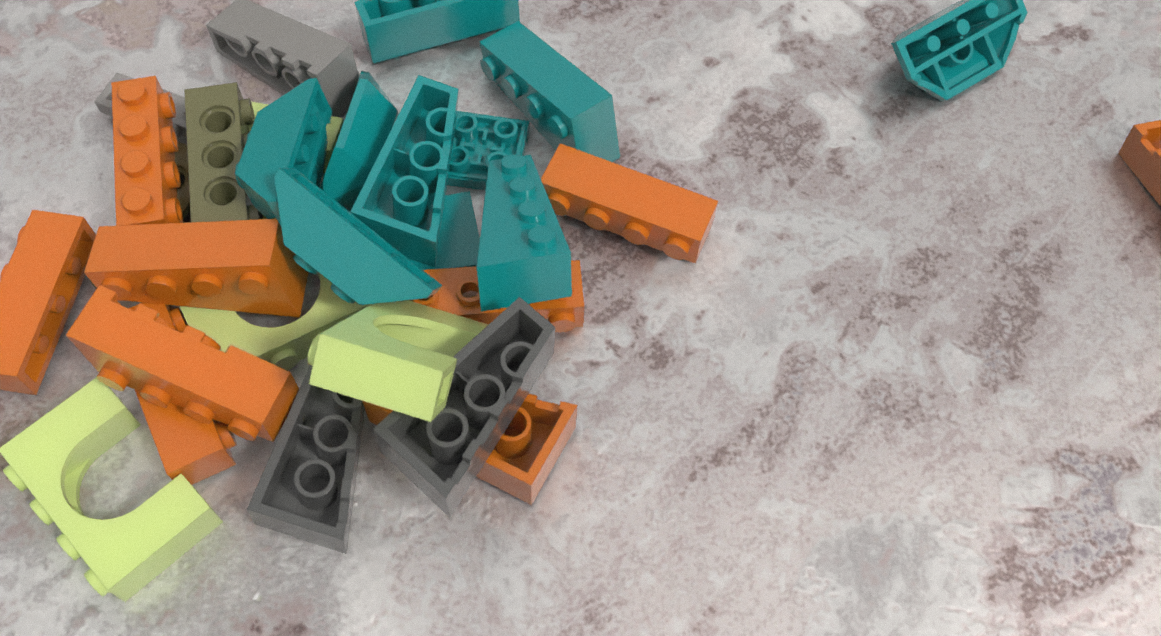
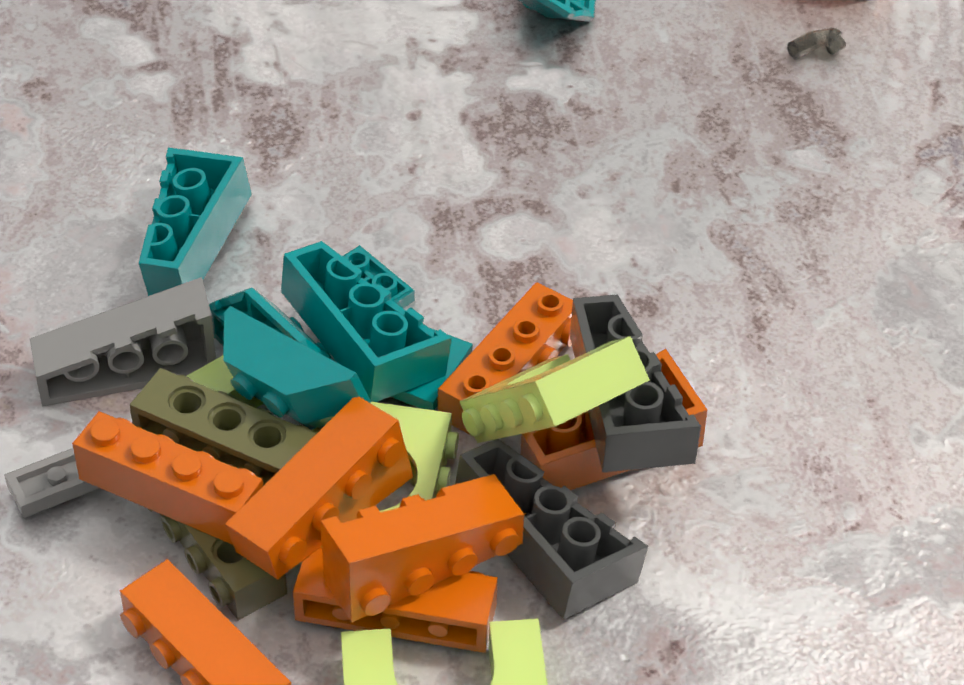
camera: 50 degrees left, 15 degrees down
(343, 247) = (423, 374): teal wedge -> none
(520, 239) = (487, 291): teal wedge -> none
(551, 92) = (373, 208): teal wedge -> none
(629, 203) = (506, 231): orange brick -> none
(1102, 272) = (814, 39): none -> clear smoke arm

